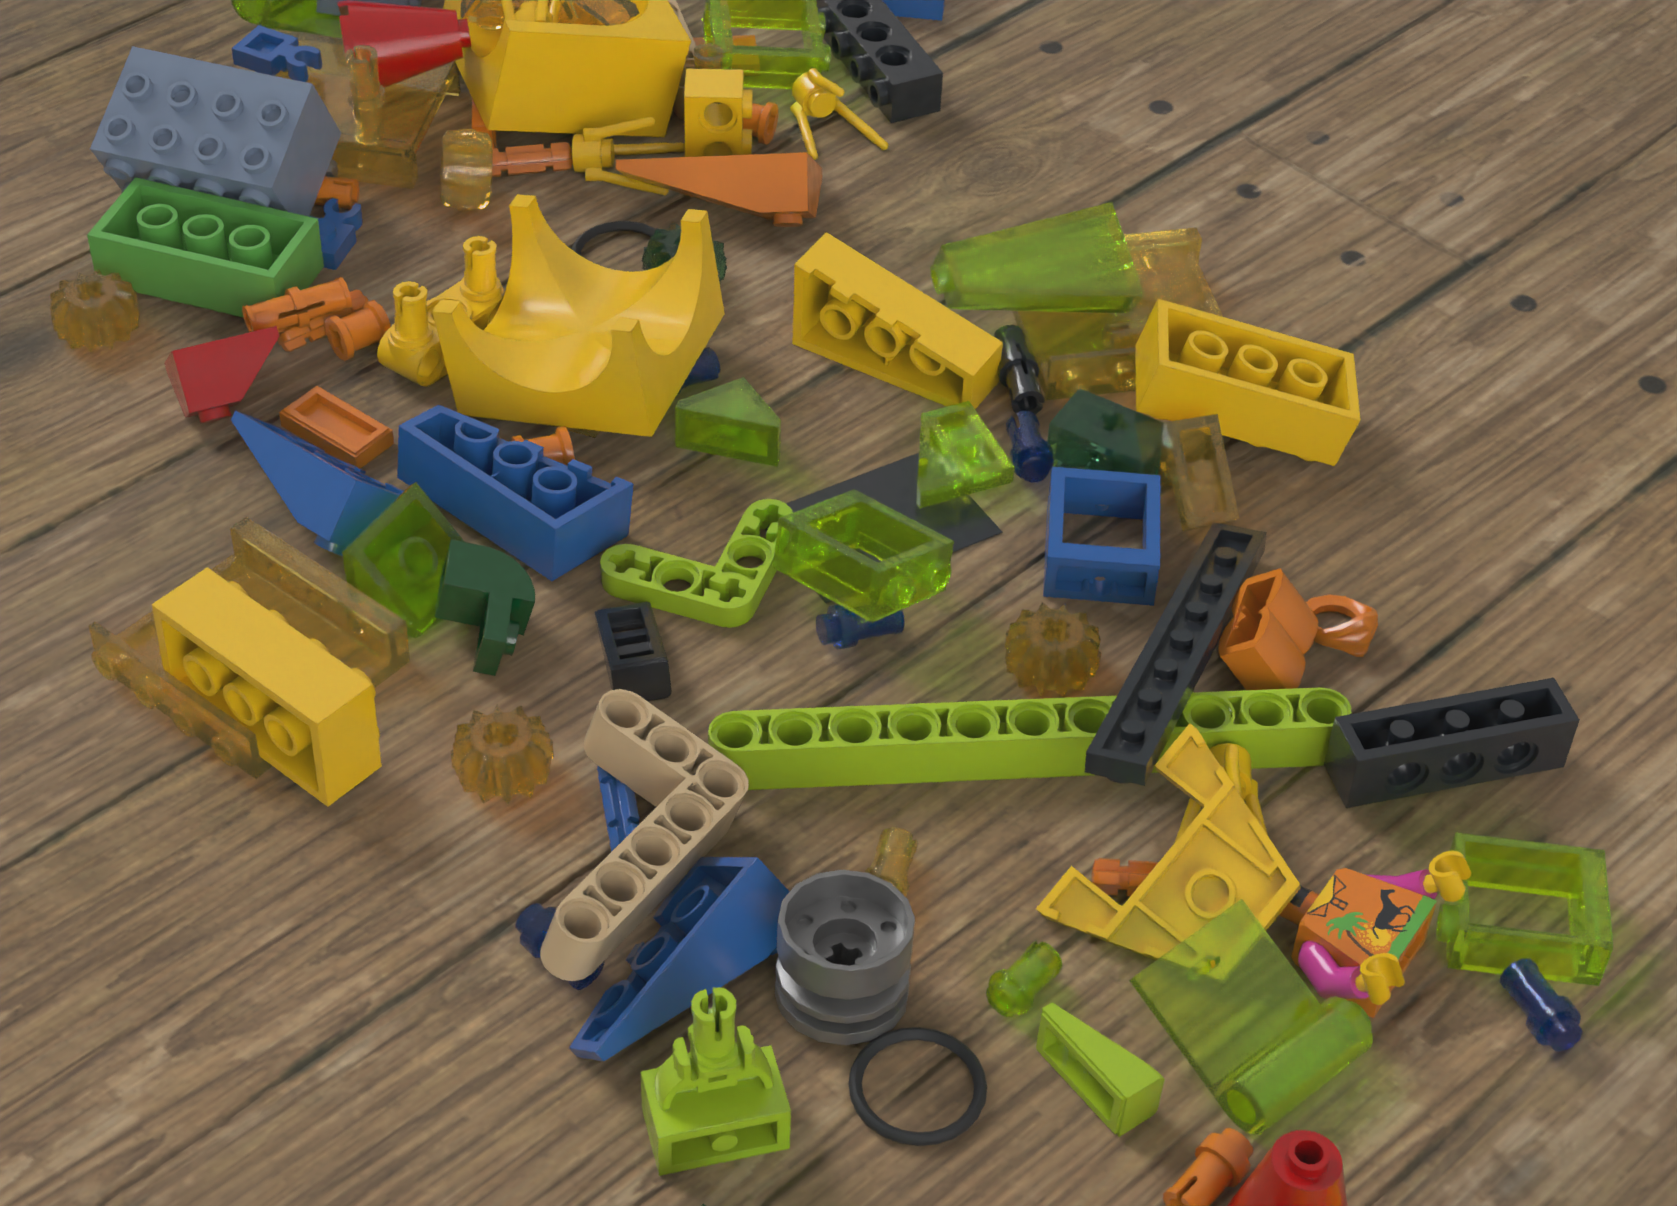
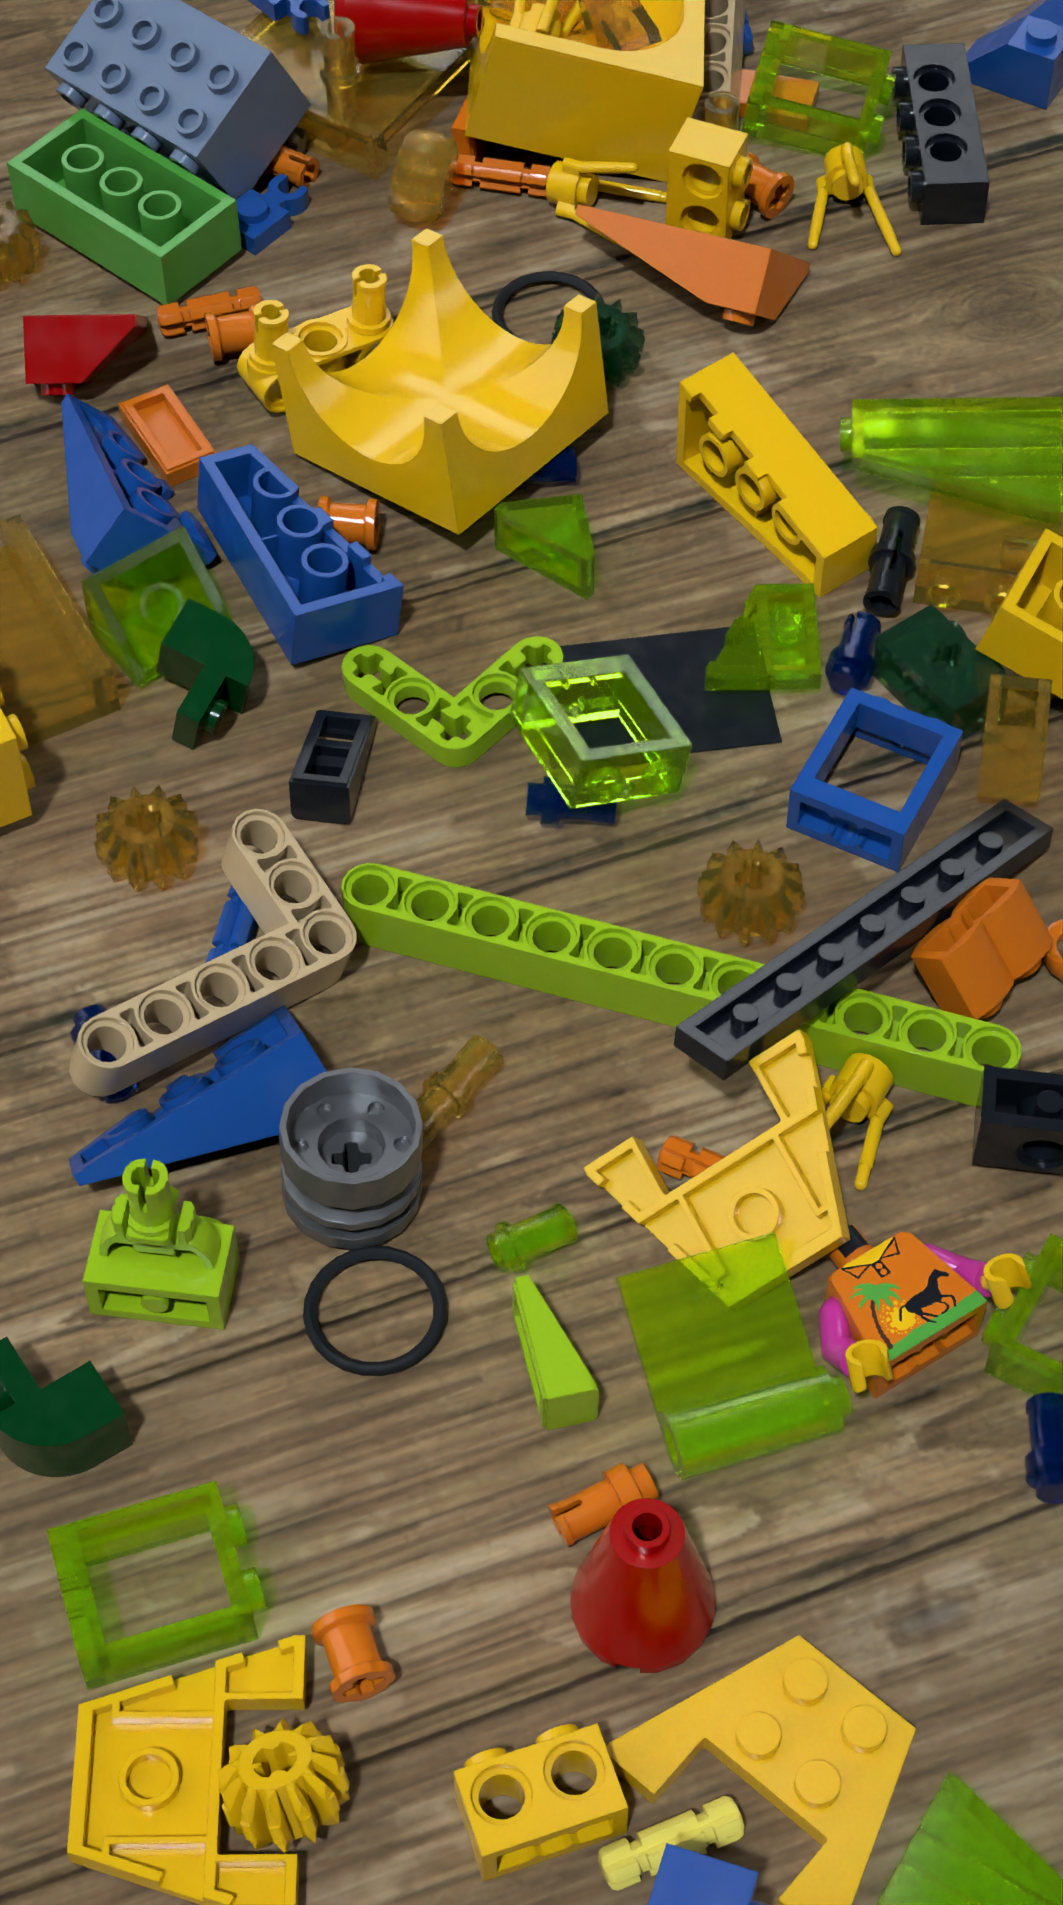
camera: 25 degrees right, 10 degrees up
(298, 306) = (179, 293): orange pin -> none

